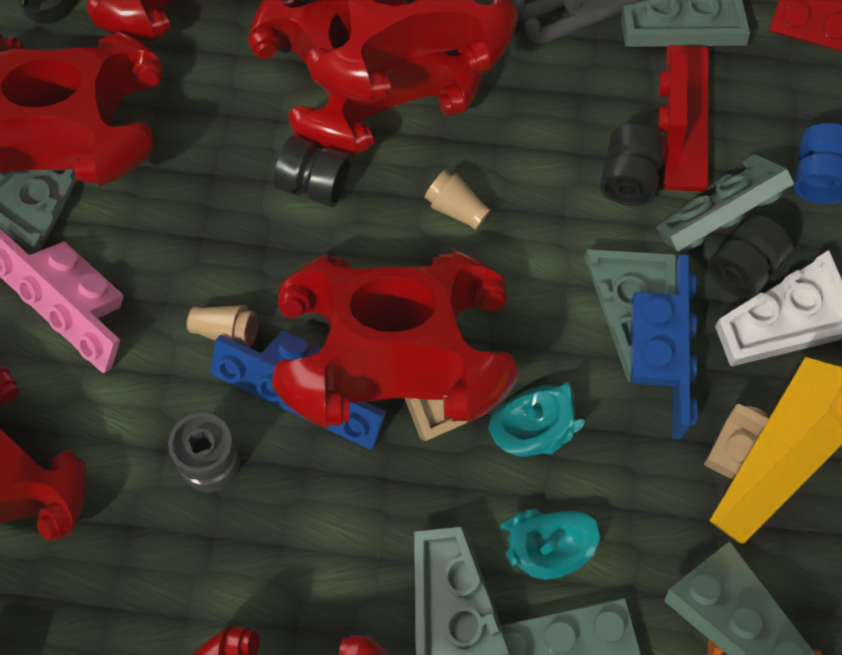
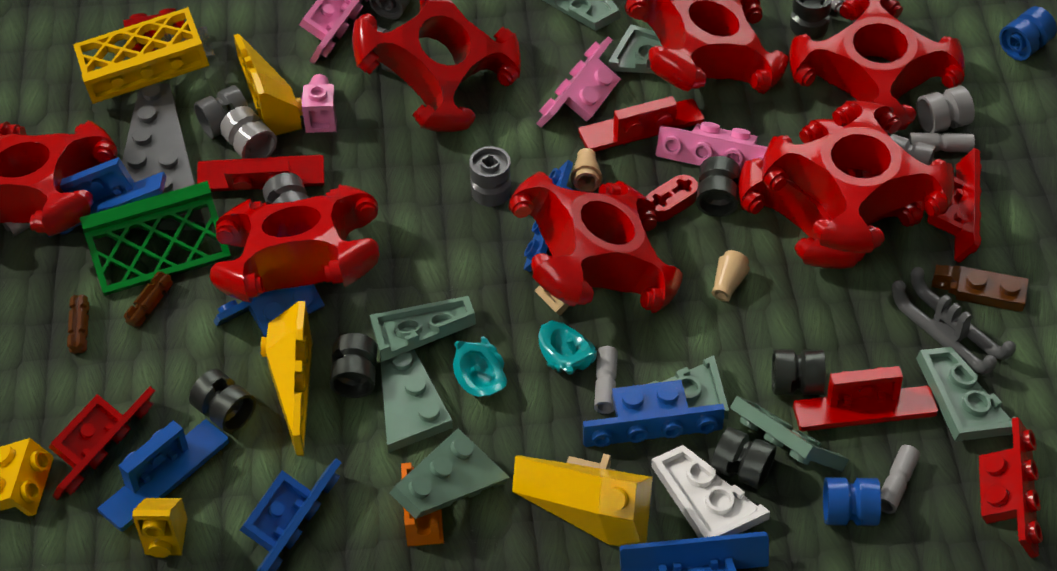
camera: 80 degrees right, 15 degrees down
(162, 240) = (640, 122): none -> red bracket
(238, 156) = (707, 141): none -> bright pink bracket
(293, 237) = (673, 200): none -> red beam
(595, 388) = (606, 374): none -> light grey piece
(781, 109) = (898, 477): none -> light grey piece

